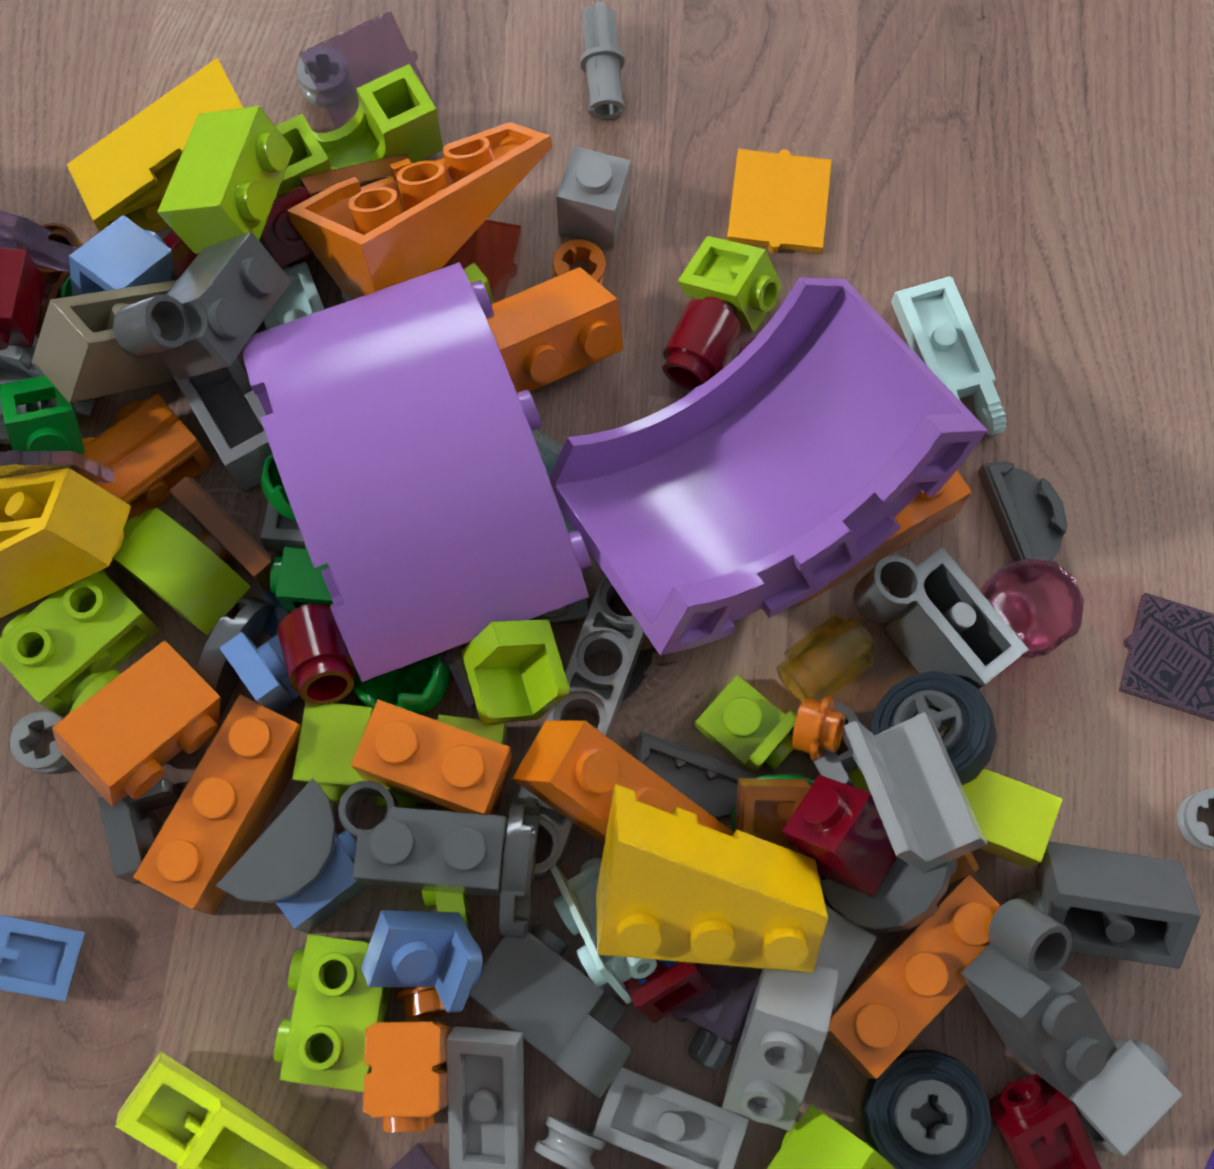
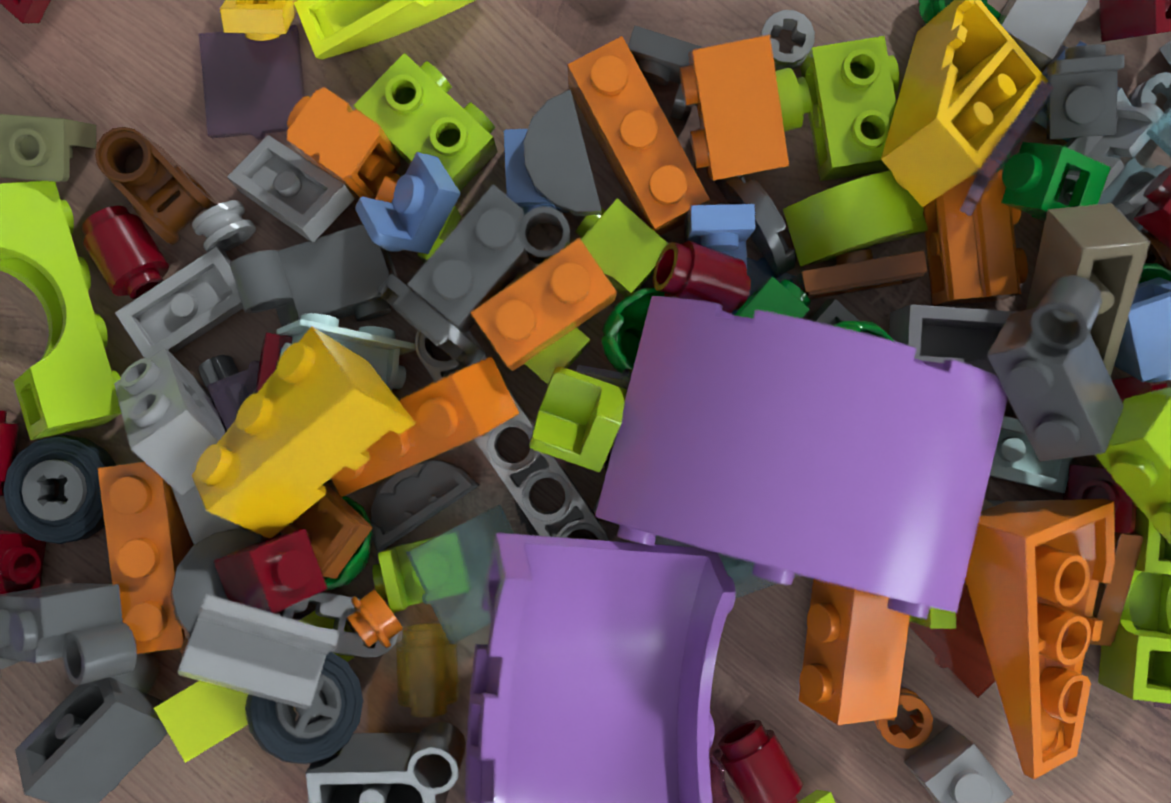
camera: 125 degrees right, 15 degrees up
(718, 683) = (455, 572): none -> clear light blue piece

